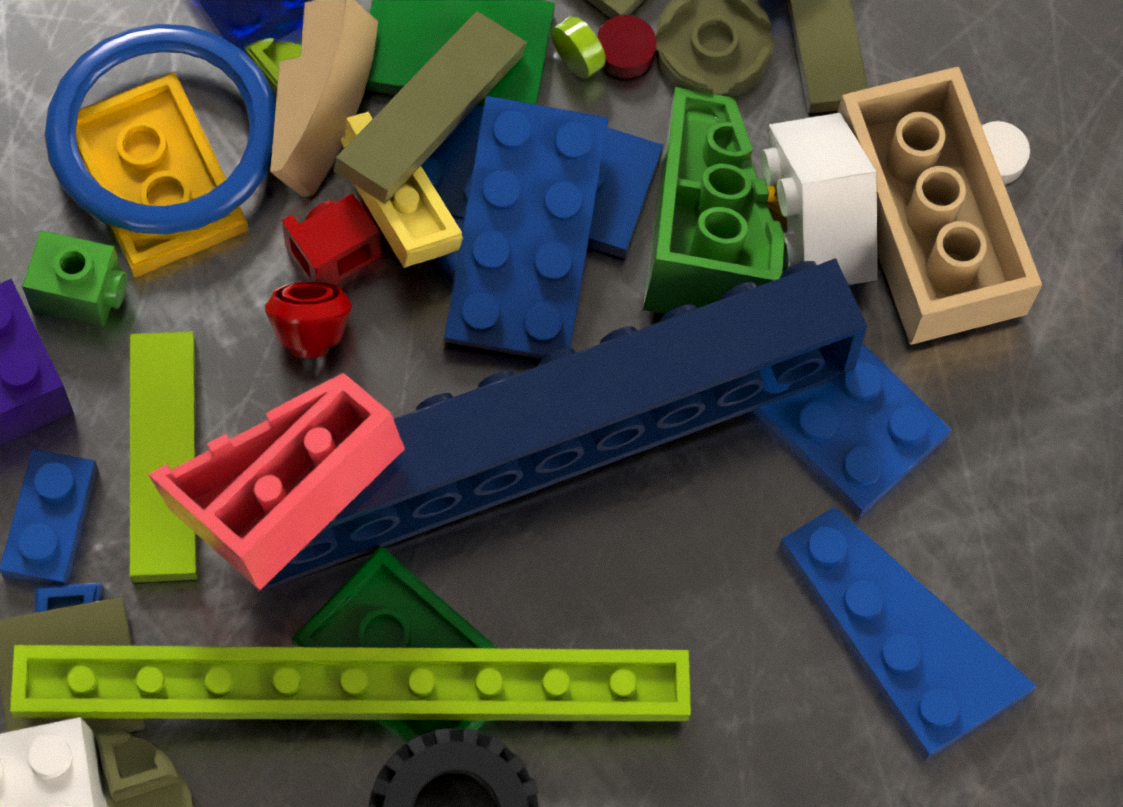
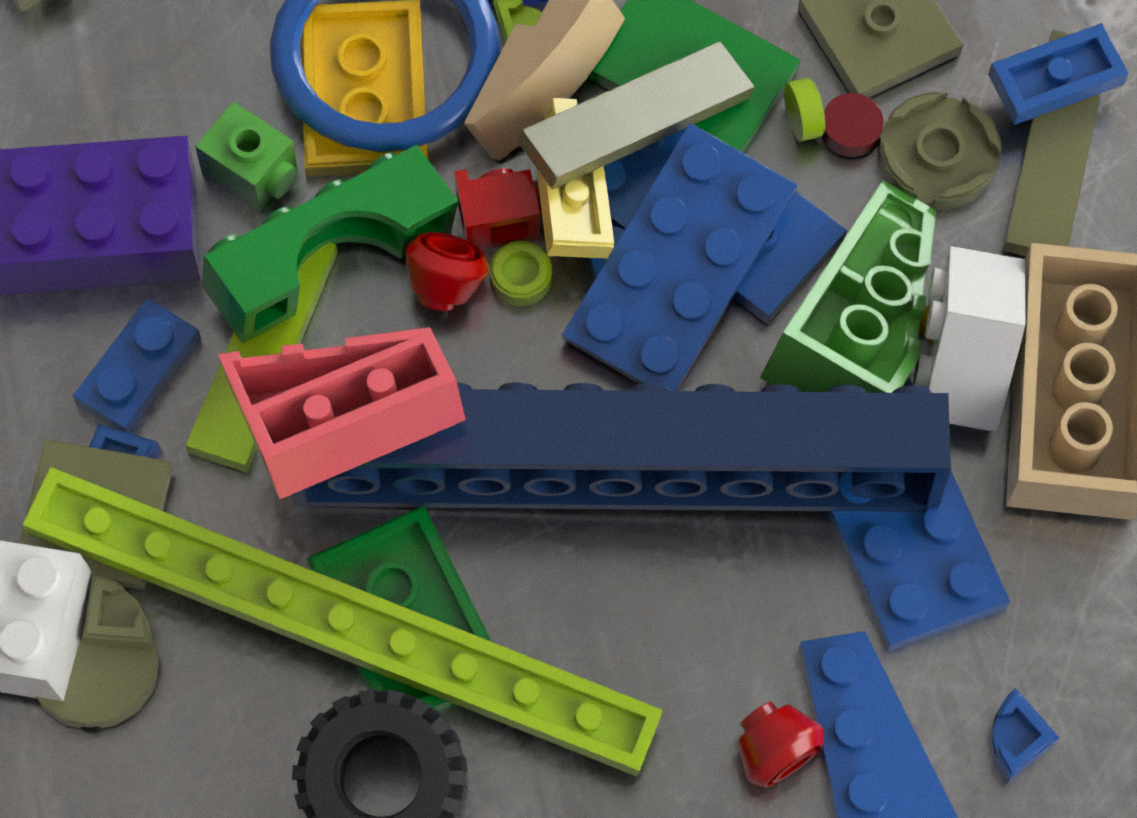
camera: 25 degrees right, 0 degrees up
(232, 275) = (387, 206): none -> green arch
(378, 295) = (520, 273): none -> lime tile
(801, 639) = (777, 743): none -> red cone
(1008, 548) = (1018, 736): none -> blue tile

